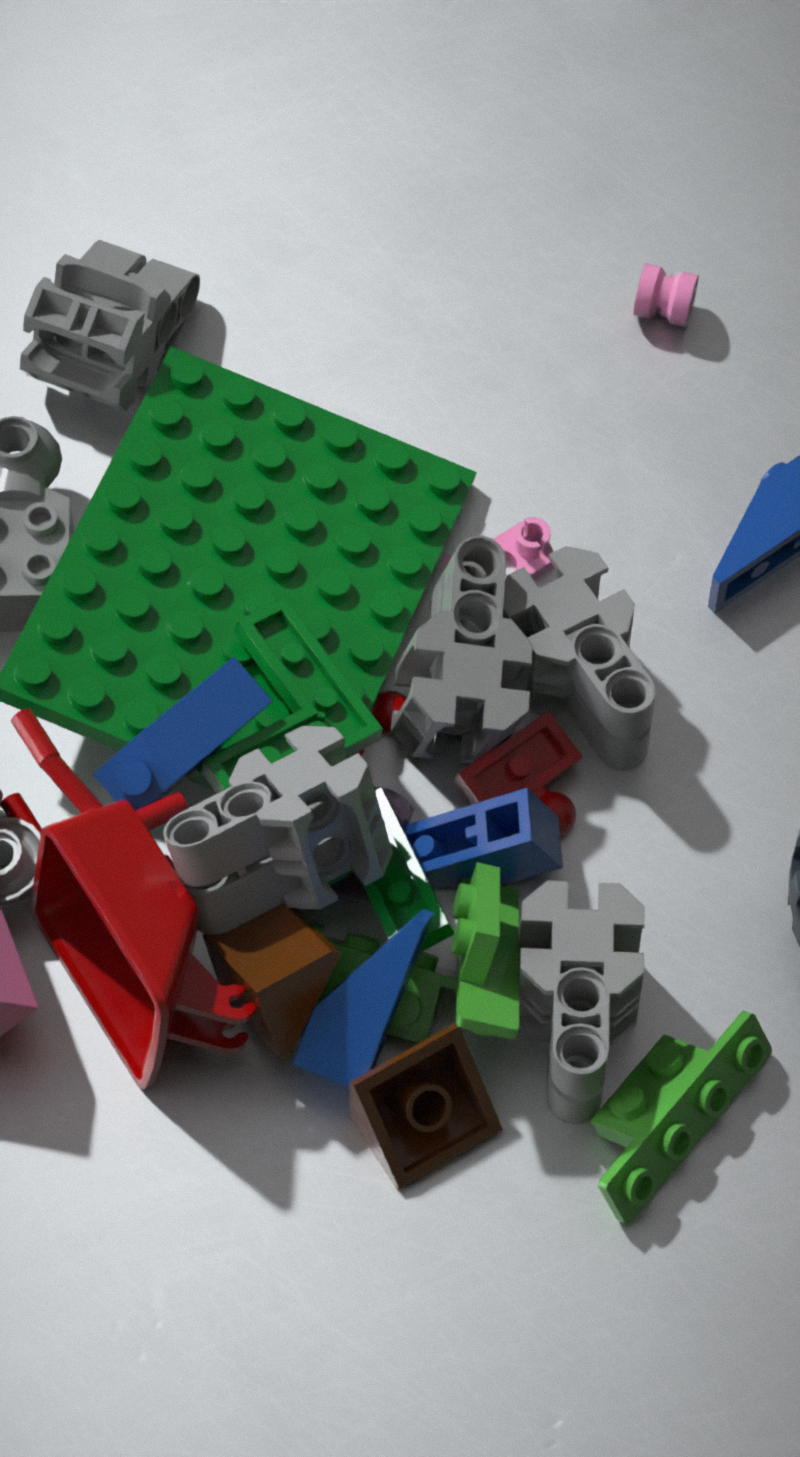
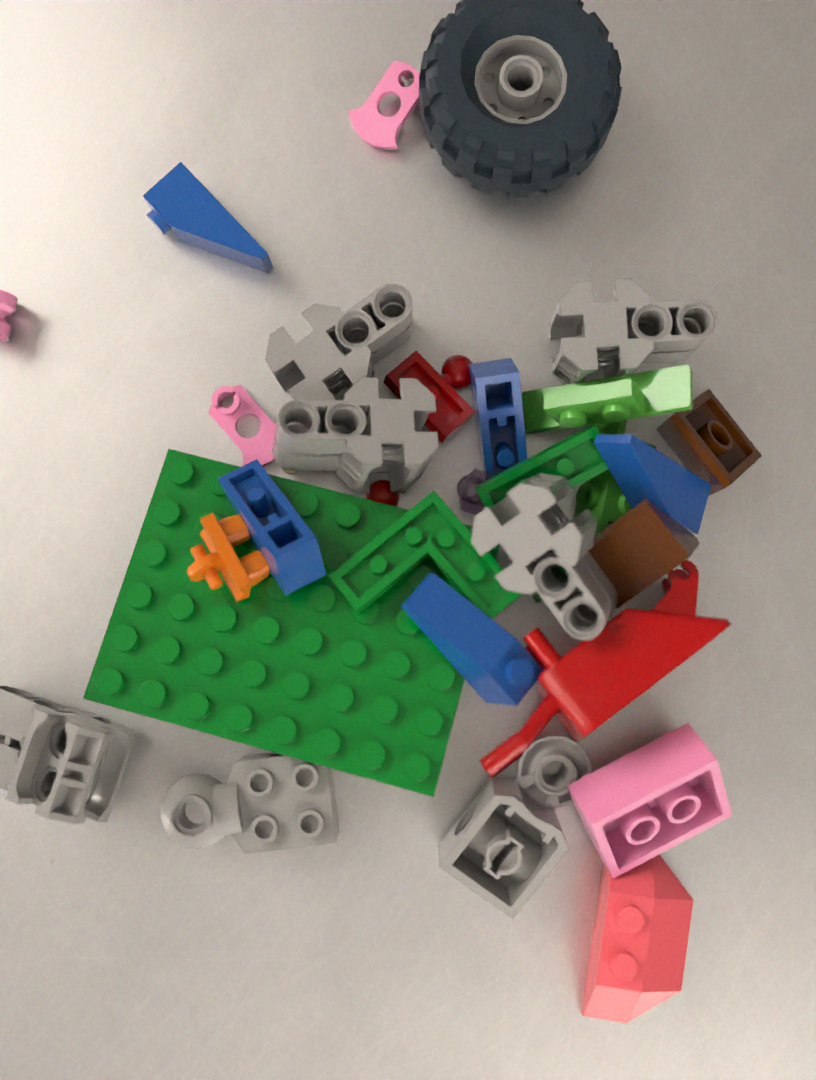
camera: 90 degrees left, 25 degrees up
(302, 505) = (220, 539): none -> orange hips
(354, 548) = (274, 527): none -> blue slope
(670, 1106) = (678, 274): bright green bracket -> none

